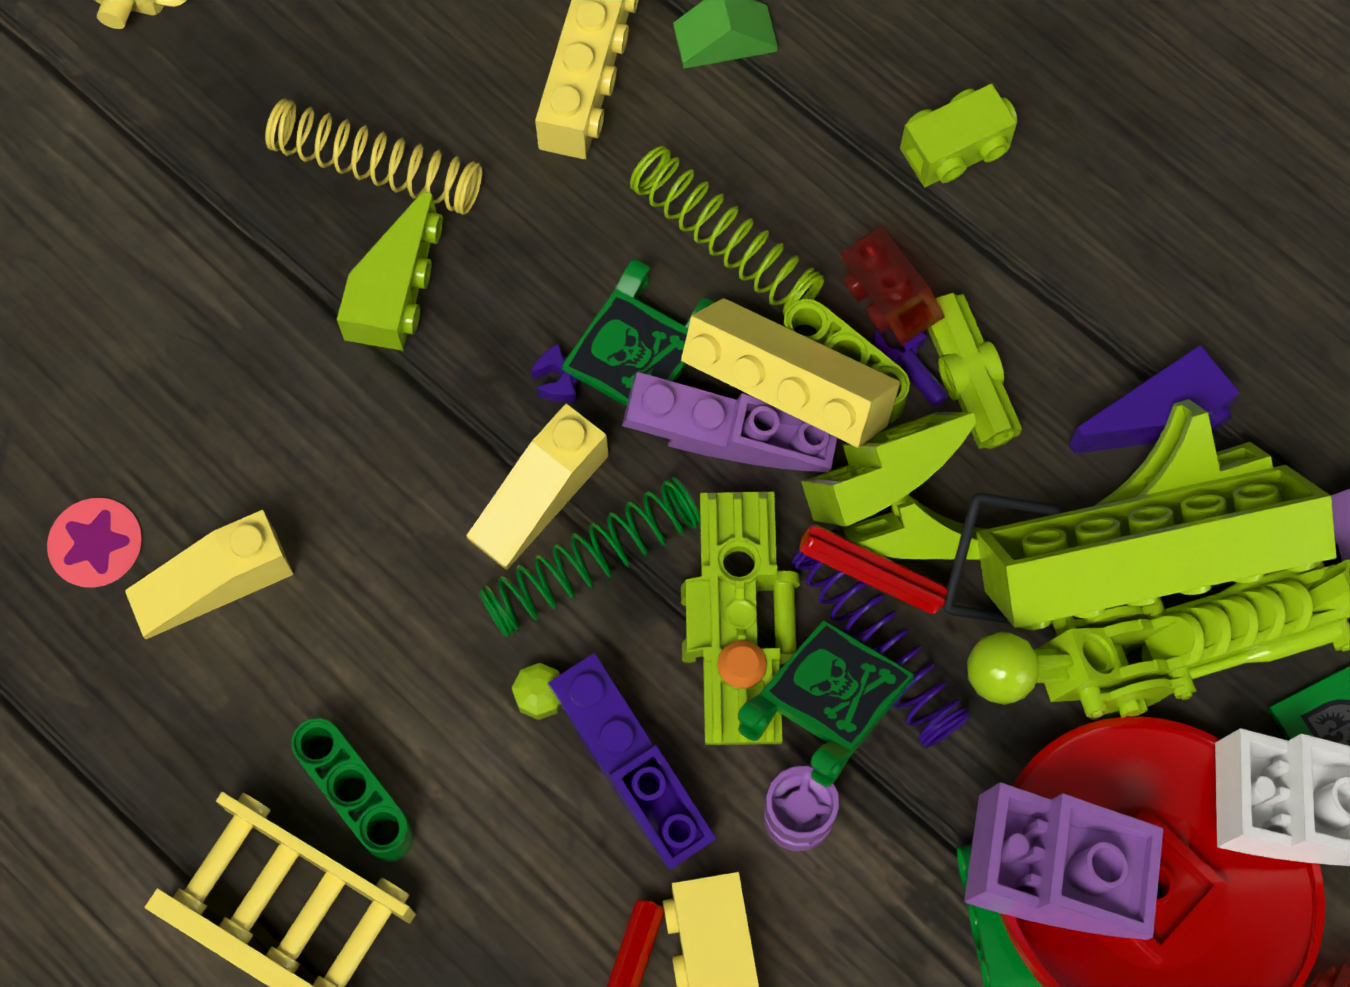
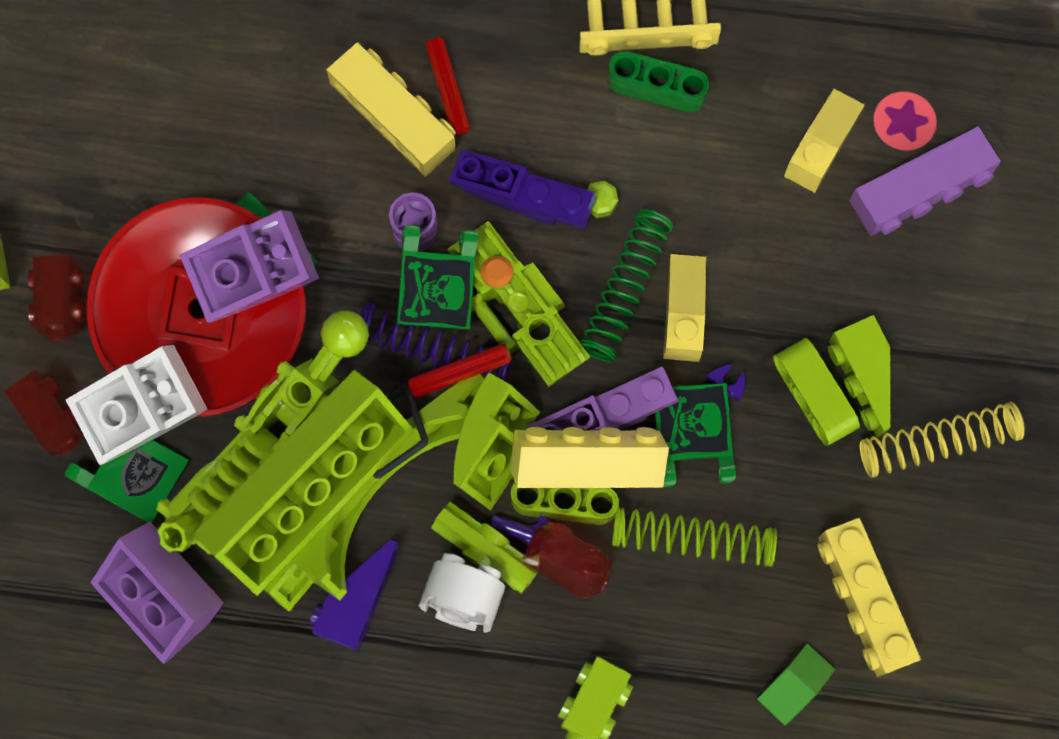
camera: 145 degrees right, 5 degrees up
(140, 441) = (925, 181): none -> medium lavender brick
(466, 296) = (816, 392): none -> lime beam
(1036, 325) = (463, 593): none -> white brick

